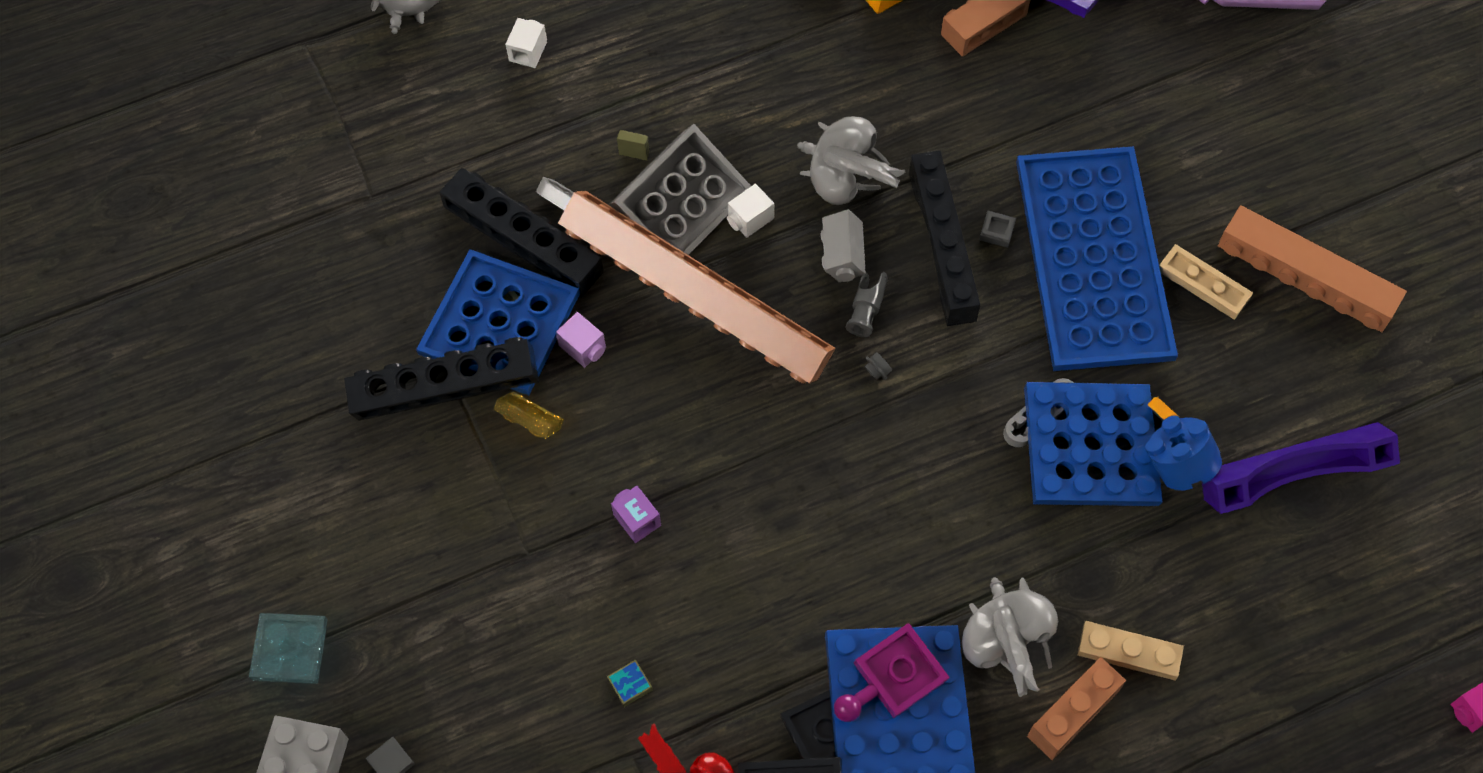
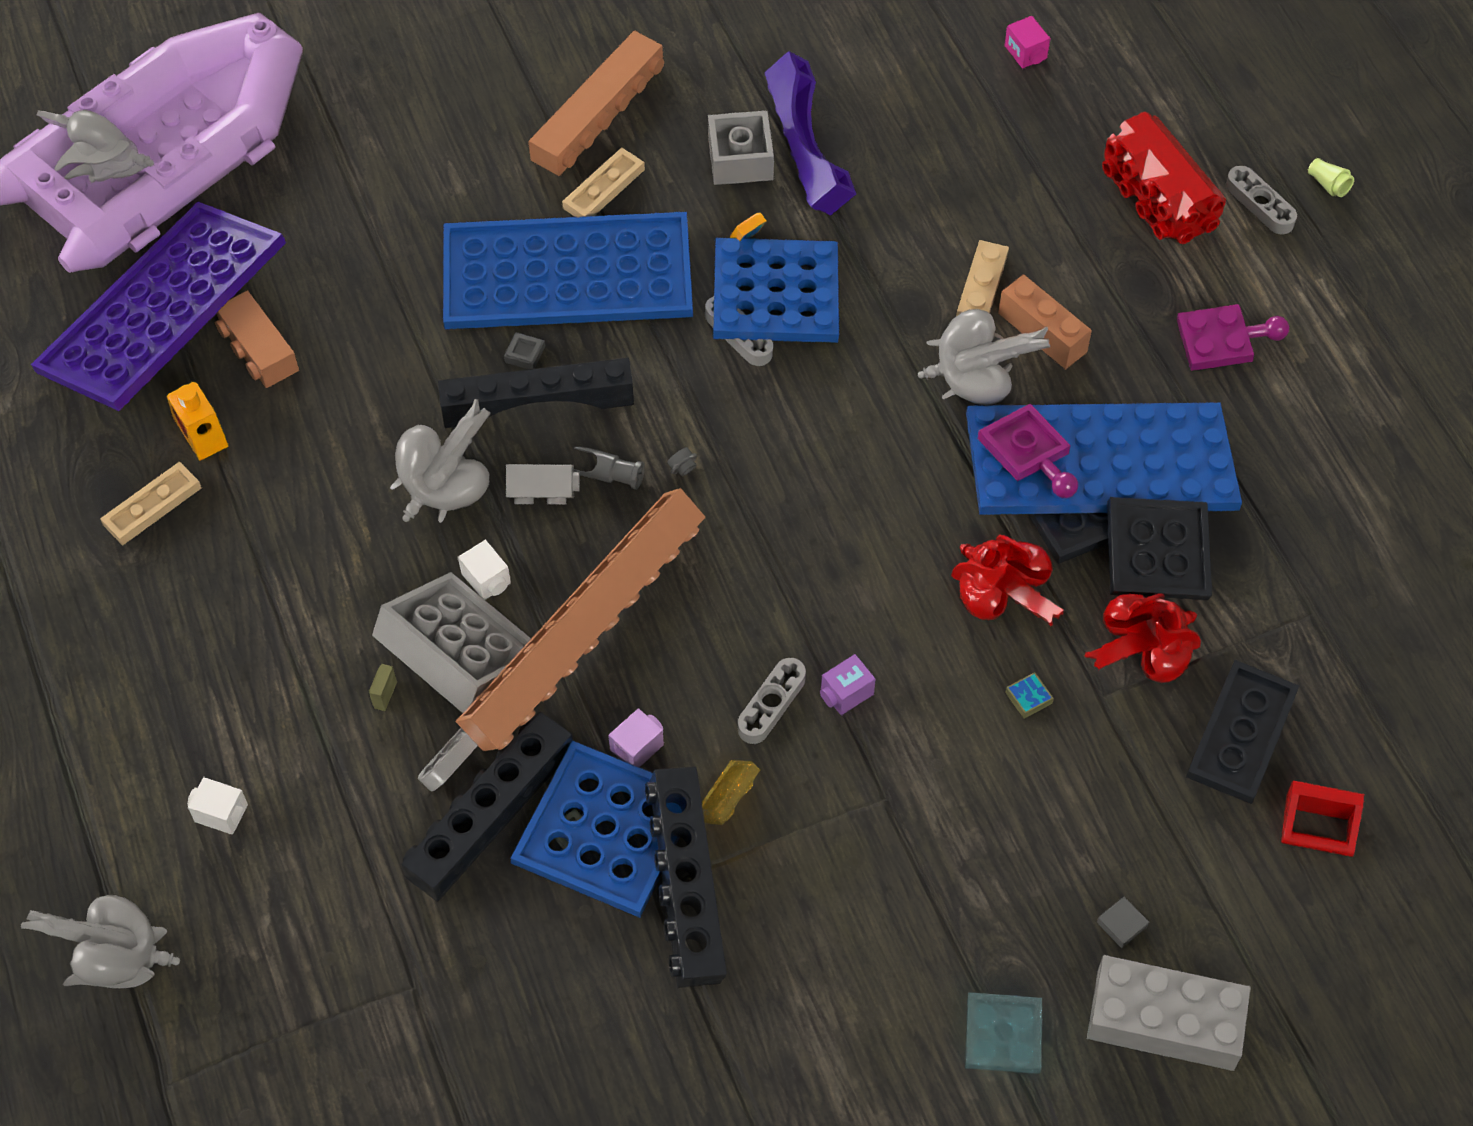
camera: 90 degrees left, 5 degrees down
(648, 455) = (771, 715): none -> light grey beam
(756, 652) = (1001, 571): none -> red hair
(1184, 452) = (782, 213): blue brick -> none
(1267, 400) = (740, 147): none -> light grey brick

